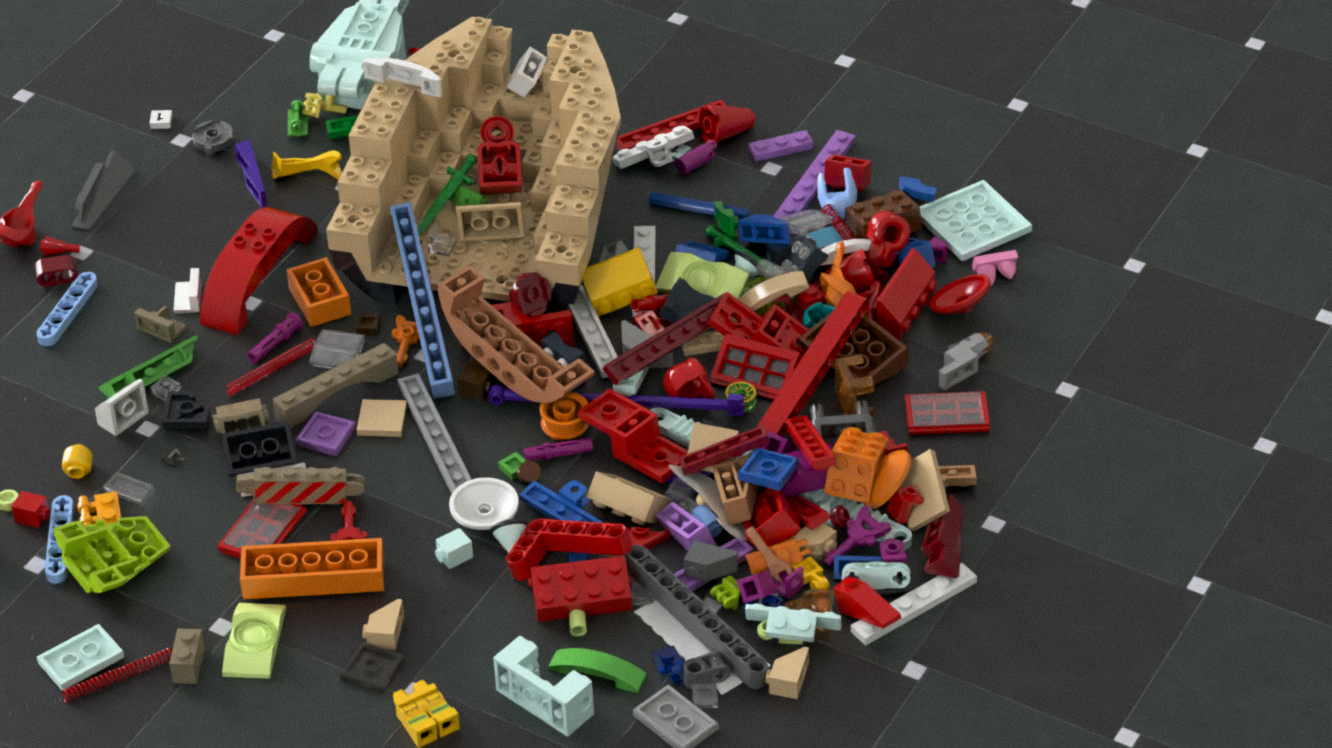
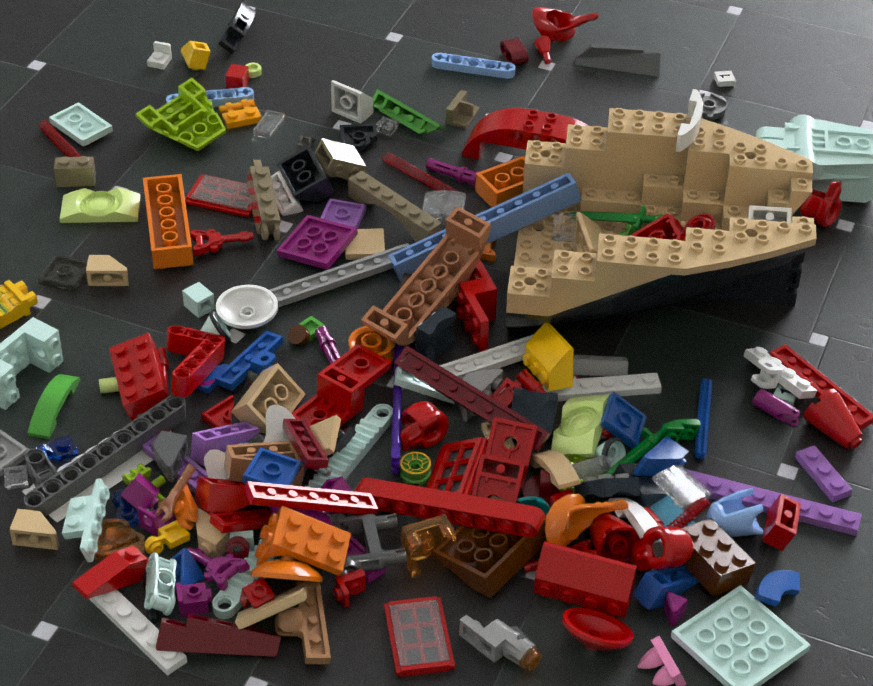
camera: 80 degrees right, 0 degrees up
(77, 461) = (292, 92): yellow head -> none
(378, 449) = (317, 242): none -> magenta plate
(530, 294) = (489, 283): dark red tile -> none

